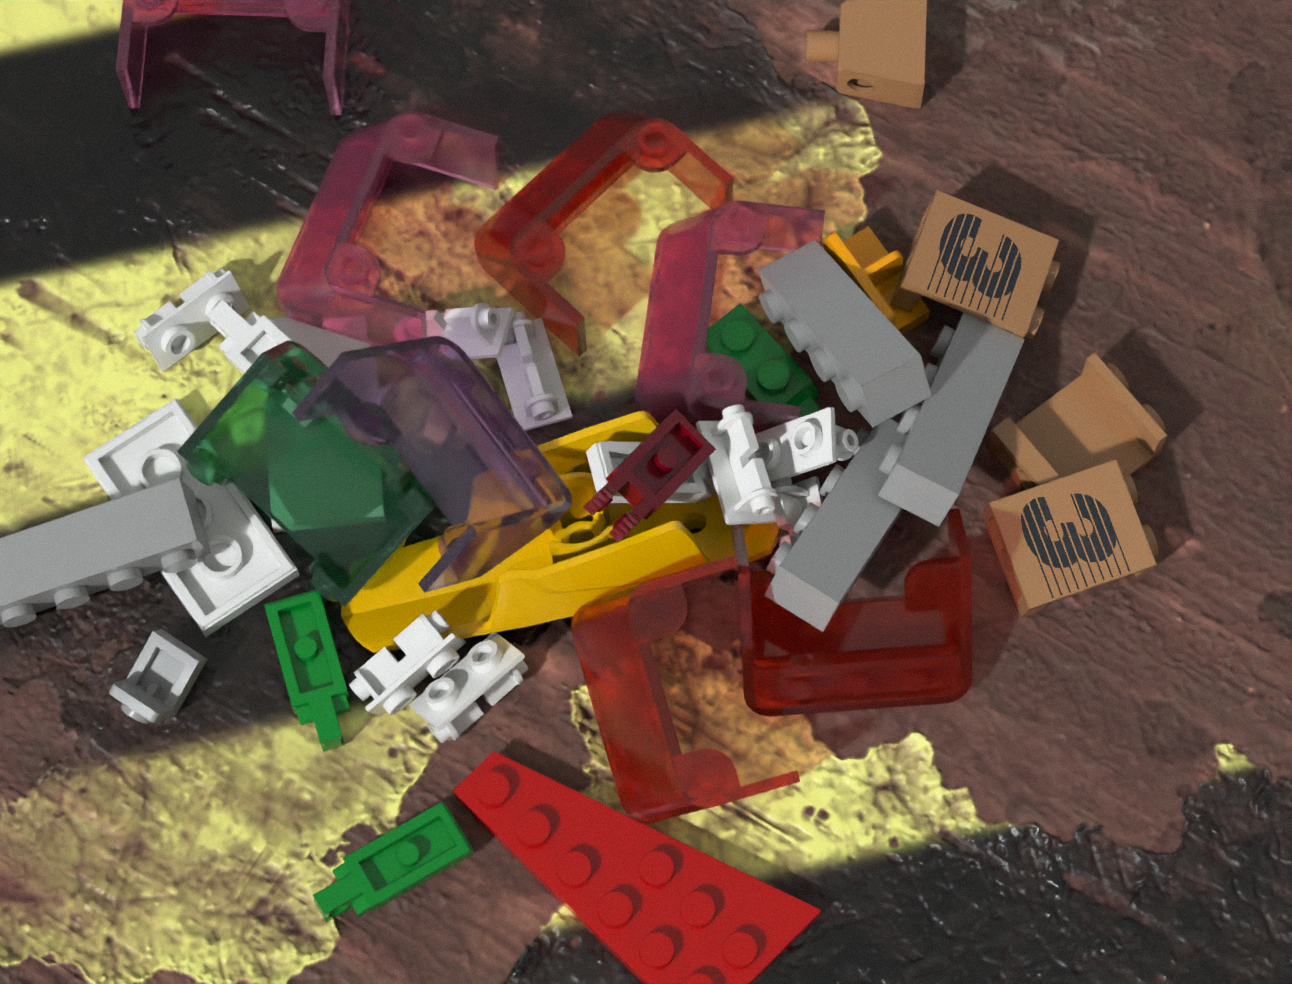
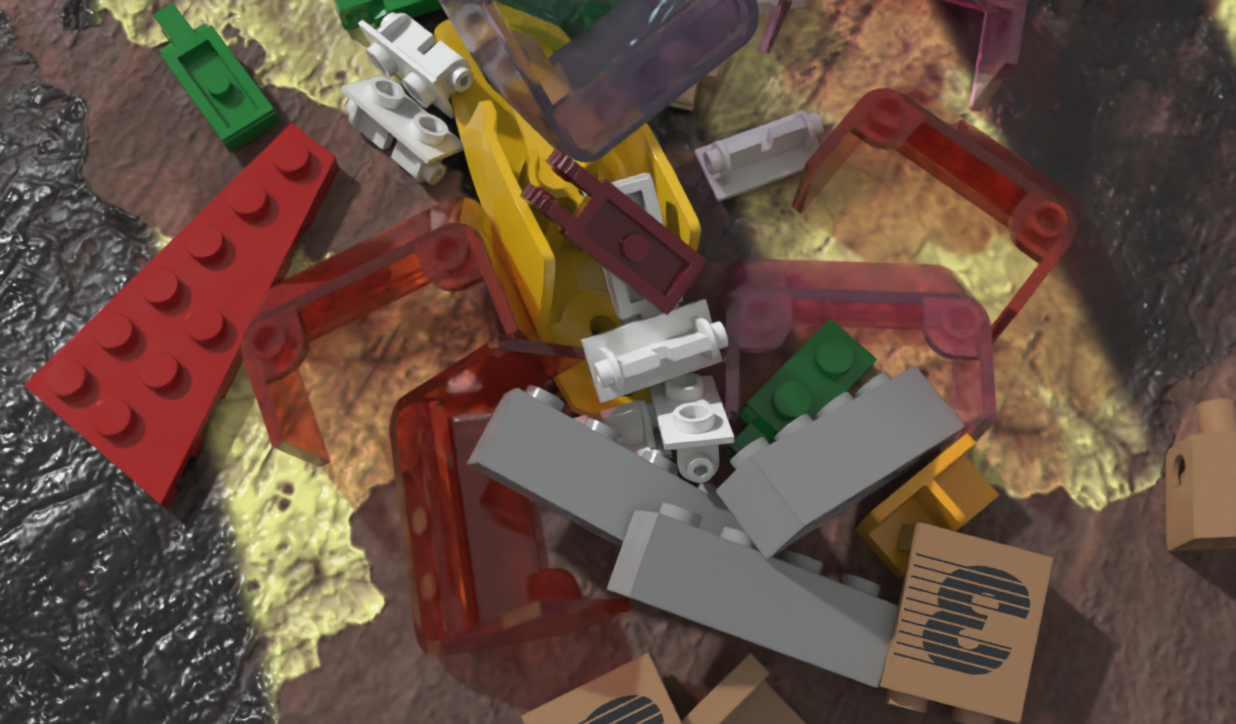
camera: 80 degrees right, 0 degrees up
(475, 329) = (791, 70): white hinge -> none

